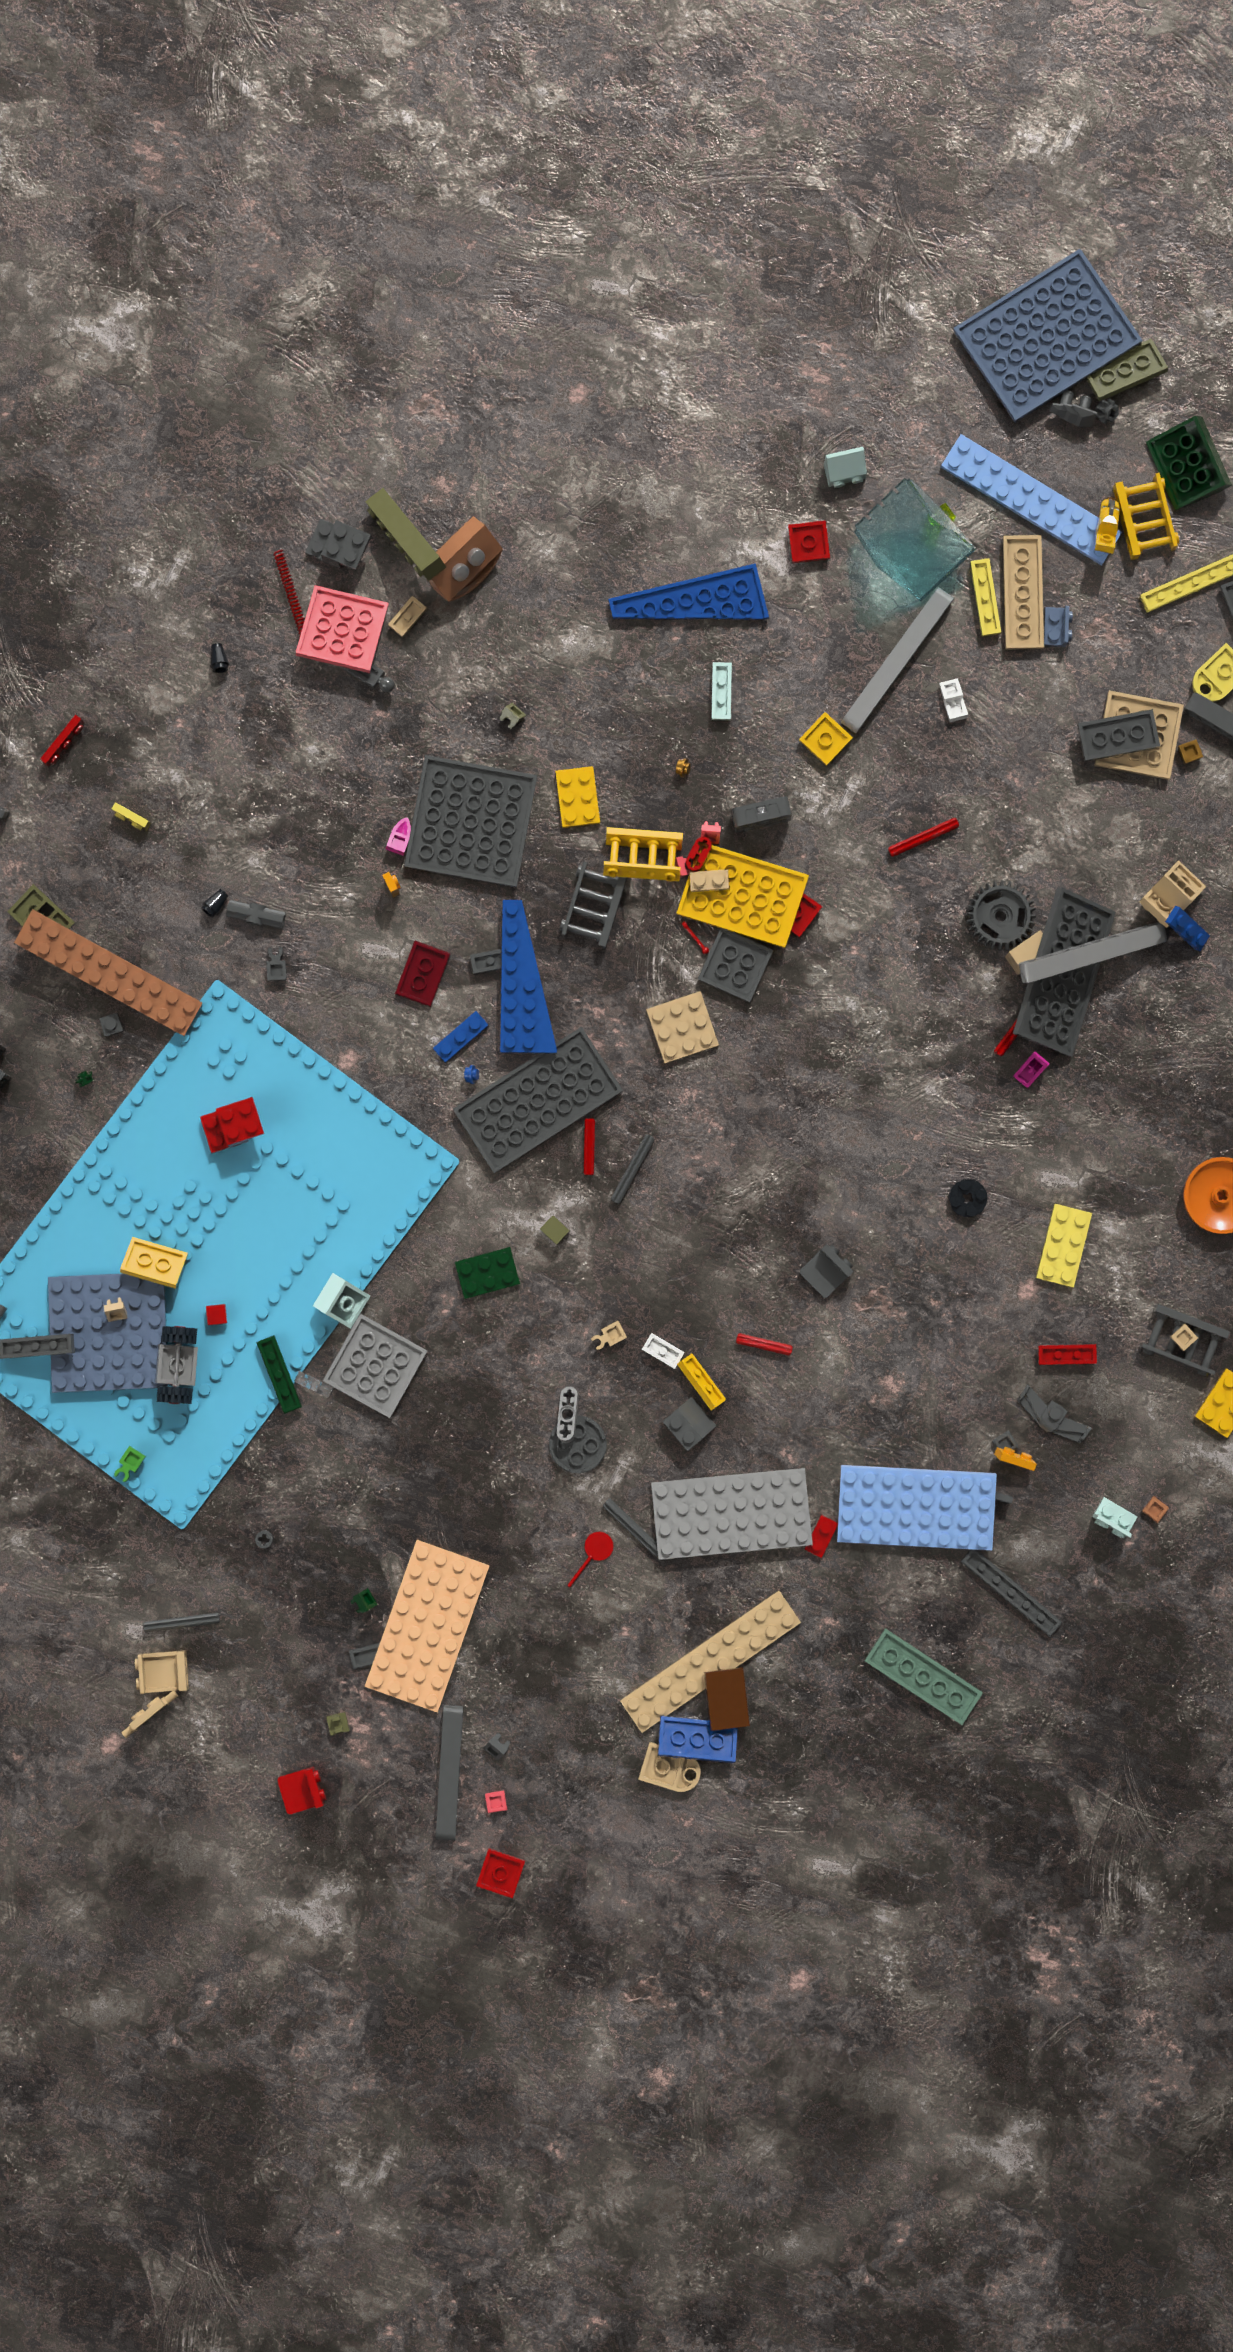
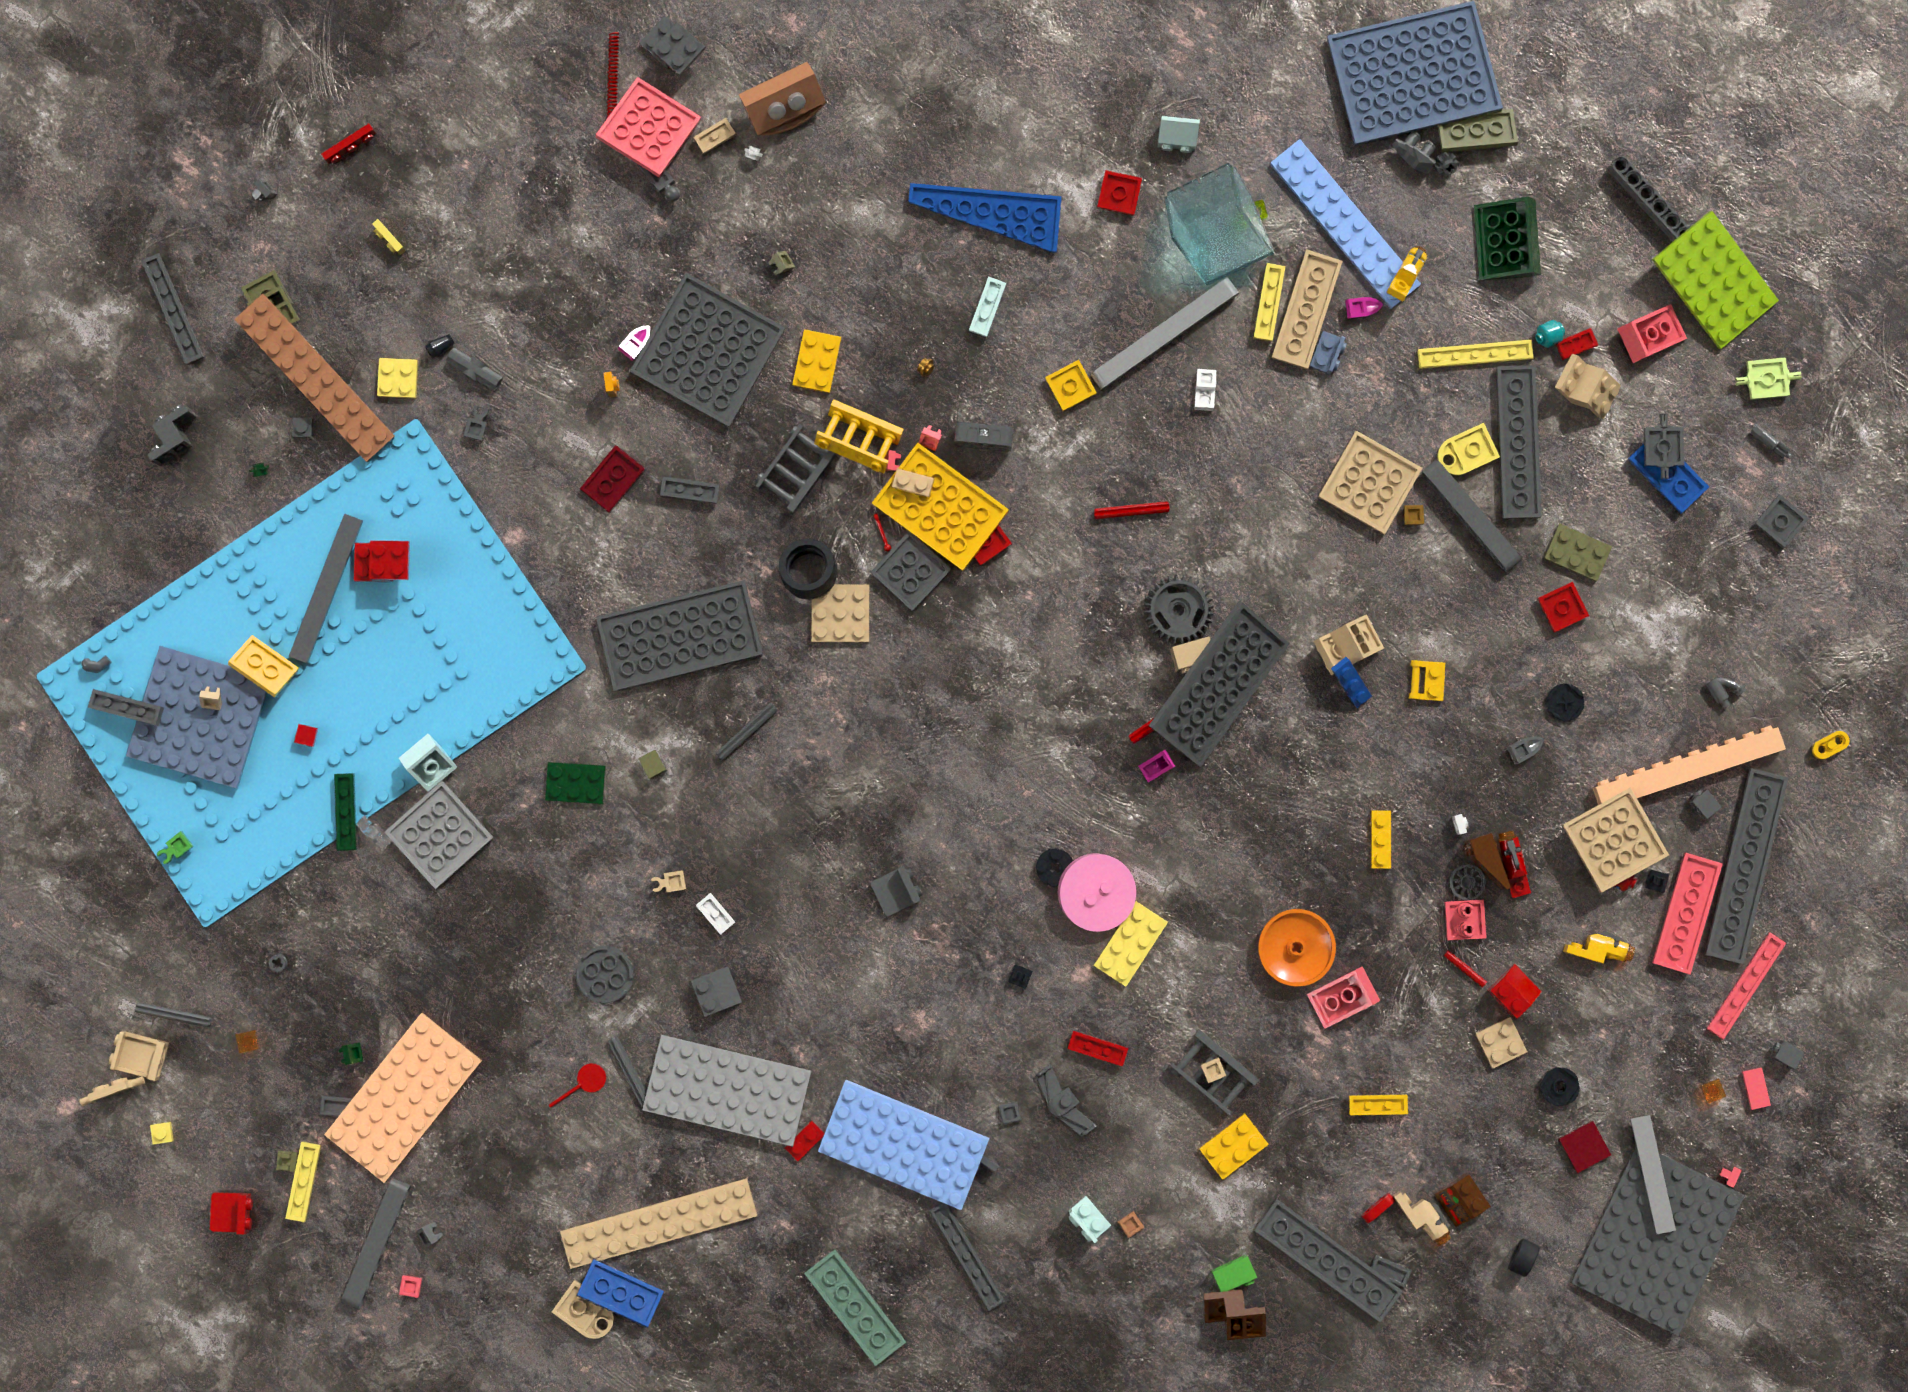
camera: 20 degrees right, 0 degrees up
(176, 1364) = (251, 770): plate -> none
(185, 947) = (397, 378): none -> light yellow plate
(187, 1169) = (326, 588): none -> dark grey tile
(209, 1738) = (161, 1133): none -> light yellow plate
(219, 661) = (522, 117): black cone -> none
(261, 1623) = (247, 1041): none -> clear orange plate
(360, 1737) = (303, 1181): none -> light yellow plate
(406, 535) = (737, 58): olive brick -> none
(449, 620) = (753, 153): none -> white plate
(460, 1036) = (627, 551): blue plate -> none
(471, 1074) = (625, 590): blue plate -> none
(500, 1873) = (391, 1355): red plate -> none
(523, 1003) = (694, 547): blue wing -> none
(571, 1428) = (593, 953): light grey beam -> none
(589, 1146) = (713, 696): red axle -> none
(627, 976) = (804, 547): none -> black tyre
(701, 1381) = (741, 955): yellow plate -> none
(702, 856) = (909, 451): red beam -> none
(726, 1699) = (661, 1264): reddish brown tile -> none
(764, 1344) = (813, 940): red axle -> none
(970, 1312) = (1020, 976): none -> black tile
(1008, 1455) = (1008, 1126): light orange plate -> none
(1016, 1207) = (1096, 892): none -> bright pink brick
(1074, 572) = (1362, 307): none -> dark pink plate
(1092, 952) = (1251, 674): light grey beam -> none
(1118, 735) = (1349, 476): dark grey plate -> none
(1131, 529) = (1433, 265): yellow fence -> none

